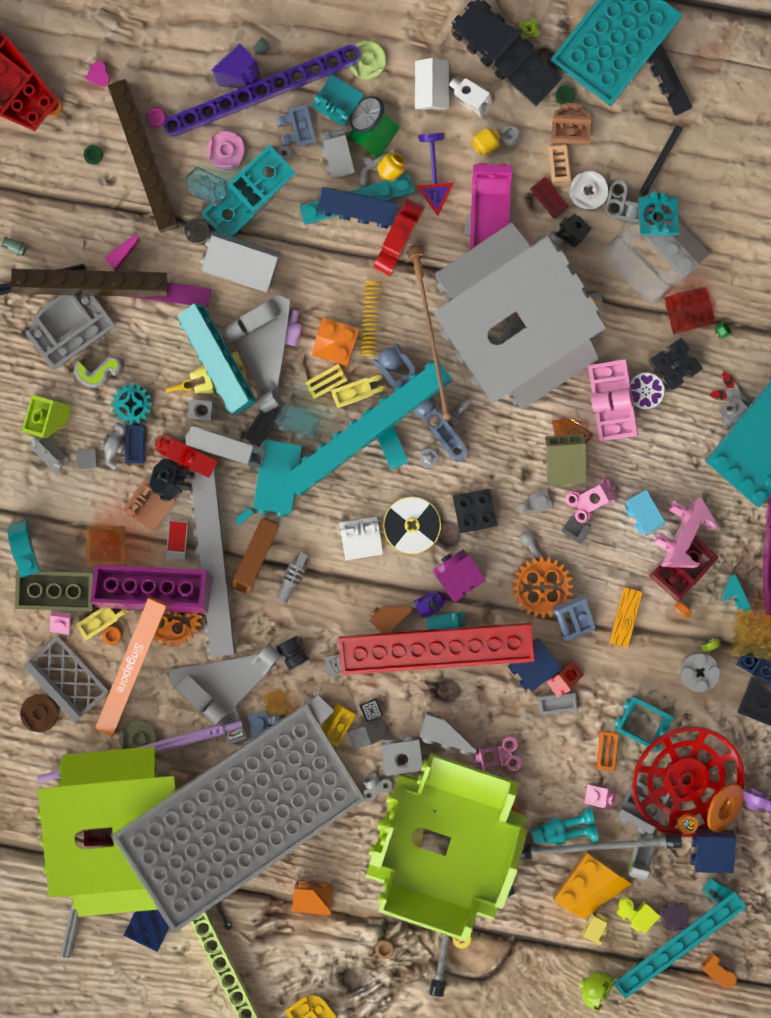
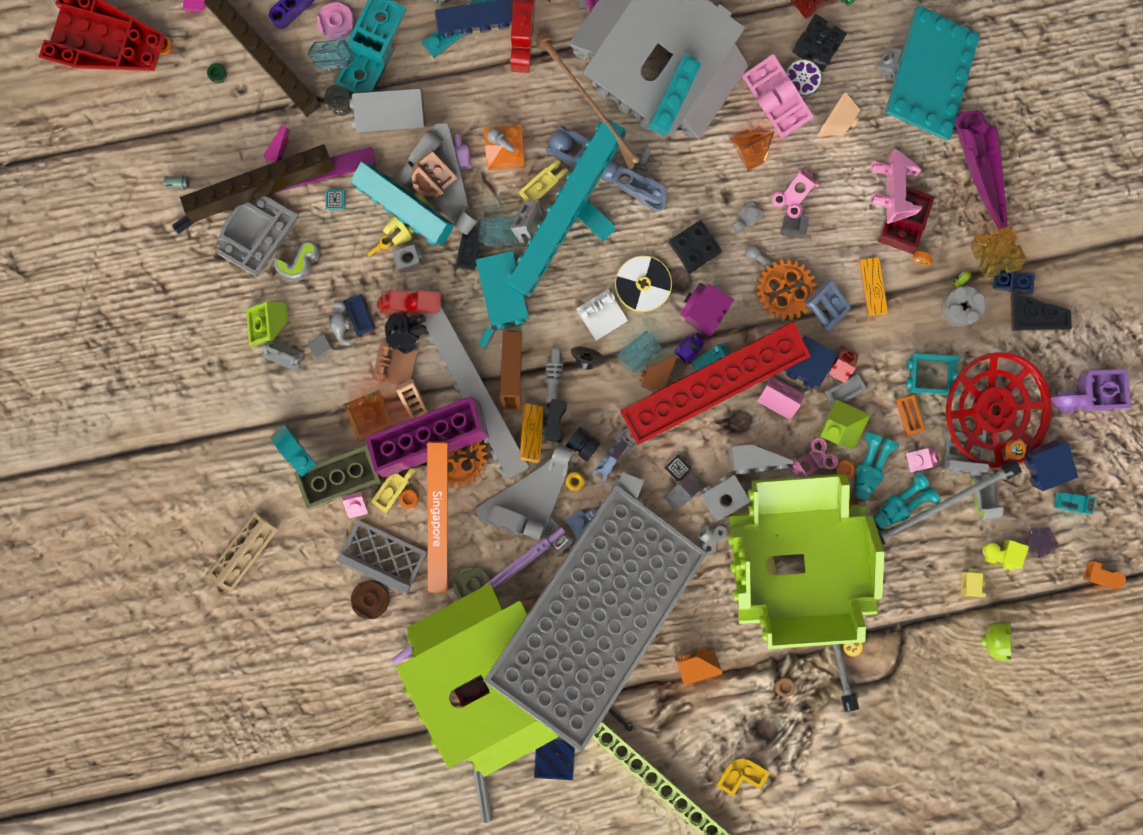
camera: 15 degrees left, 5 degrees down
(139, 404) = (334, 280): teal gear -> none
(152, 533) = (408, 385): none -> light nougat slope
(156, 117) = (260, 18): dark pink tile -> none
(156, 324) = (335, 199): none -> tile
(177, 539) = (433, 385): red tile -> none
(225, 447) = (443, 278): light grey brick -> none
(249, 622) = (531, 433): none -> light orange tile
(255, 343) = (431, 175): none -> nougat slope
(269, 627) = (554, 412): none -> black brick
(275, 703) = (586, 498): clear yellow panel -> none
(276, 678) = (579, 476): none -> yellow plate
(311, 389) = (519, 175): light yellow tile -> none
(311, 679) = (610, 460): none -> sand blue plate
(326, 421) = (525, 218): none -> light grey hinge
(330, 332) = (496, 136): none -> light grey bar
(330, 573) = (586, 357): none -> black piece
(338, 724) = (652, 493): yellow slope -> none
(369, 319) = (529, 116): yellow piece -> none
(380, 588) = (639, 352): none -> clear light blue brick
(428, 458) = (632, 218): light grey tile -> none
(495, 685) = (781, 398): none -> bright pink panel
(509, 368) = (674, 95): none -> teal brick
(525, 775) = (845, 467): none -> orange tile
(541, 735) = (844, 424): none -> lime slope
(542, 789) = (867, 475): none -> teal piece
(565, 460) = (758, 165): olive brick -> none
(589, 886) = (949, 546): light orange wedge -> none
(644, 513) = (850, 185): medium azure brick -> none
(664, 445) = (841, 117): none -> light nougat slope
(680, 944) = (1059, 565): teal plate -> none
(725, 807) = (1043, 419): orange hat -> none
(732, 393) = (877, 43): piece -> none
(733, 588) = (961, 219): teal slope -> none

